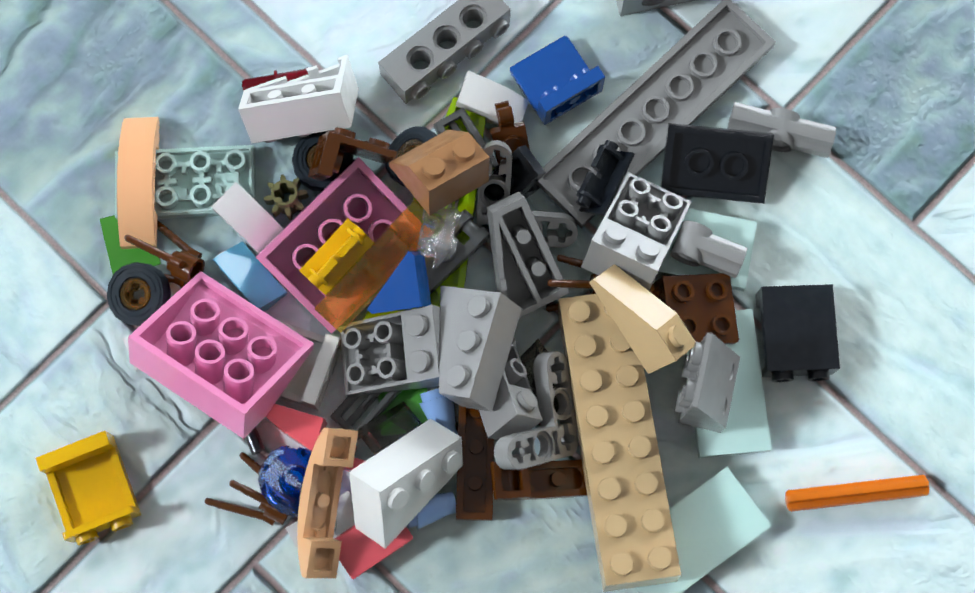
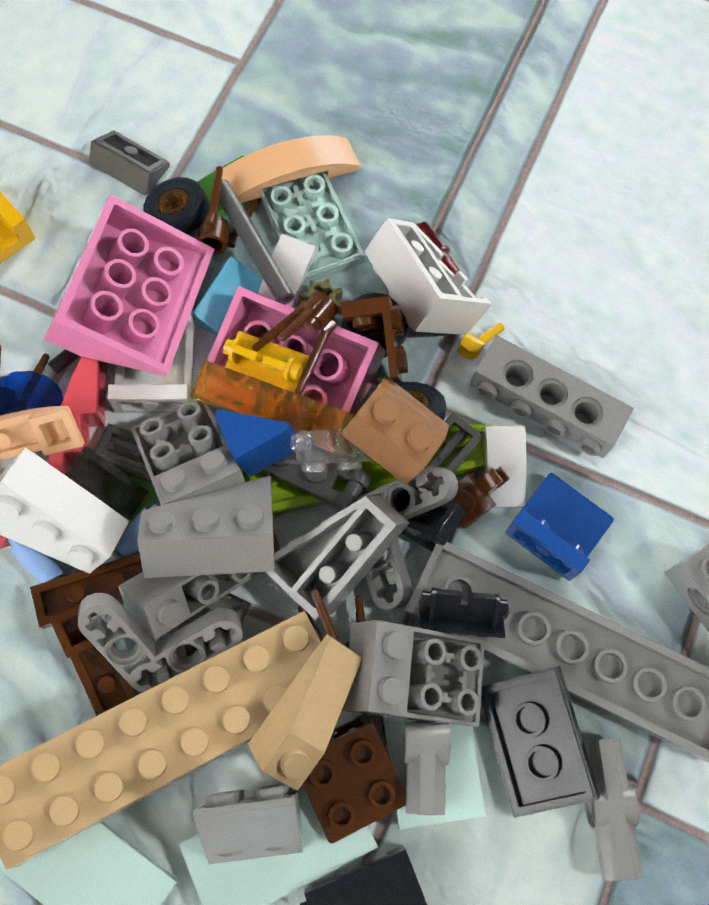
camera: 65 degrees right, 5 degrees down
(66, 326) = (127, 161): none -> dark grey slope
(212, 233) = (254, 244): none -> dark grey piece
(316, 198) = (311, 314): none -> reddish brown plant
(373, 87) = (472, 346): none -> yellow hand

